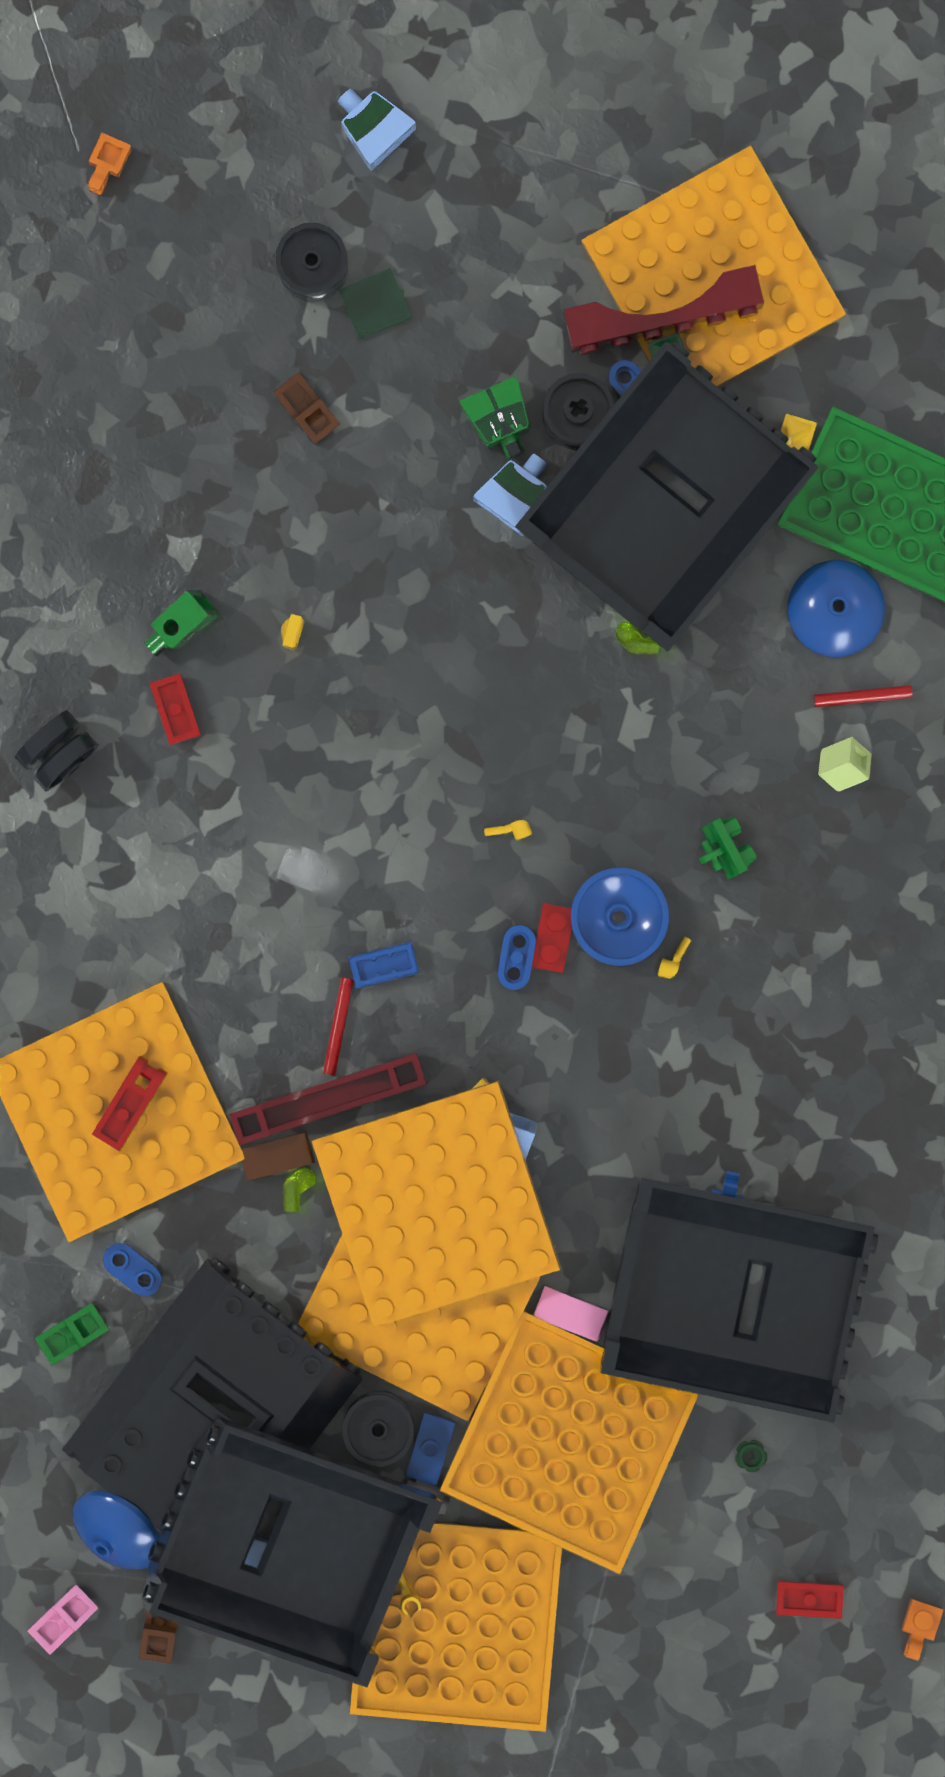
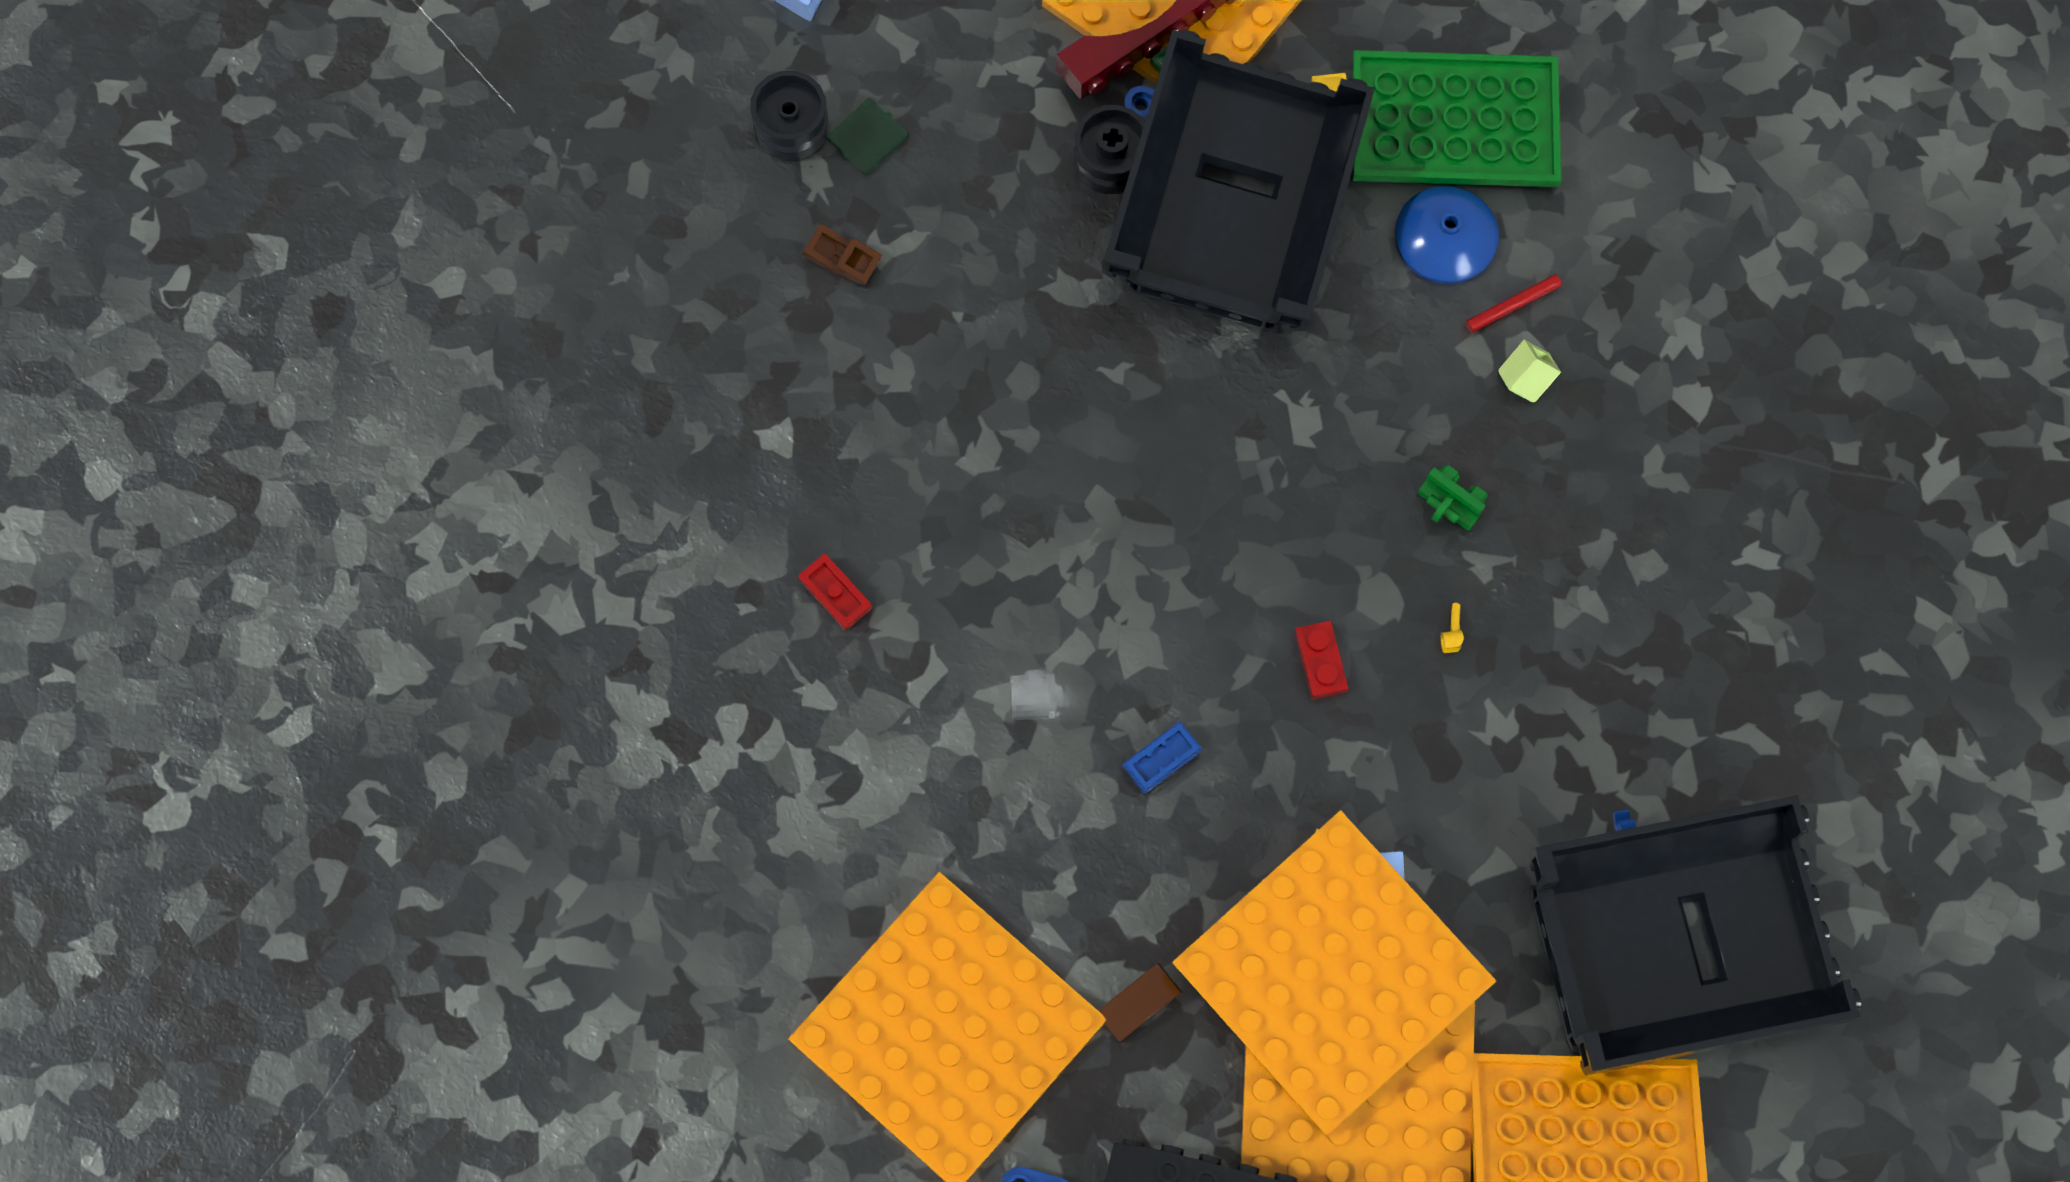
camera: 25 degrees left, 15 degrees down
(59, 755) = (730, 677): black wheel -> none
(108, 158) = (547, 104): orange plate -> none
(128, 1104) = (960, 1011): red plate -> none
(192, 615) = (809, 487): green torso -> none
(291, 631) = (921, 468): yellow tile -> none
(294, 1186) = (1172, 1027): clear neon green arm -> none
(327, 1098) = (1168, 916): dark red arch -> none
(338, 1026) = (1142, 841): red bar -> none
(498, 416) = (1035, 186): torso -> none
(512, 490) = (1081, 250): light blue torso -> none
(516, 957) = (1294, 694): blue plate -> none
(519, 828) = (1236, 565): yellow hand -> none
(571, 1313) = (1524, 1034): bright pink slope -> none
(633, 641) = (1265, 342): clear neon green arm -> none
(644, 913) = (1386, 583): blue dish -> none
(759, 1459) = (1791, 1101): dark green plate -> none

